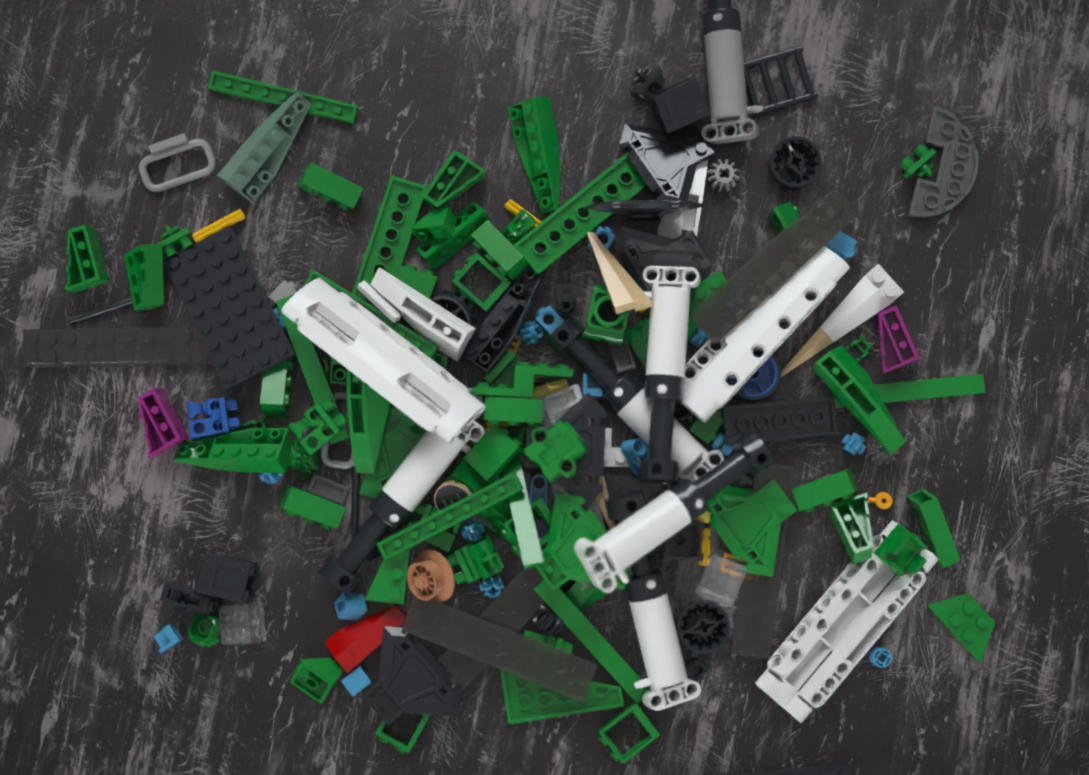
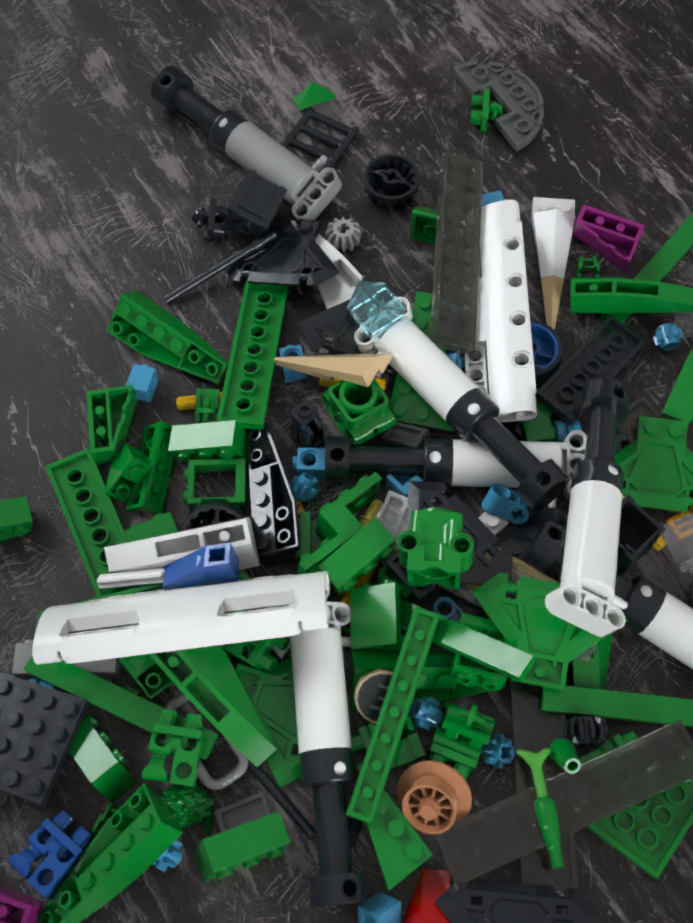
camera: 40 degrees left, 20 degrees down
(419, 337) = (203, 567): none -> blue slope
(482, 637) = (545, 806): none -> green piece
(497, 168) = (144, 380): none -> dark azure brick
(520, 622) = (565, 755): none -> green cone
(644, 209) = (304, 293): black plate -> none
(656, 133) = (256, 245): none -> black bar
(674, 262) = (374, 306): none -> clear light blue slope
(811, 40) = (313, 95): none -> green slope

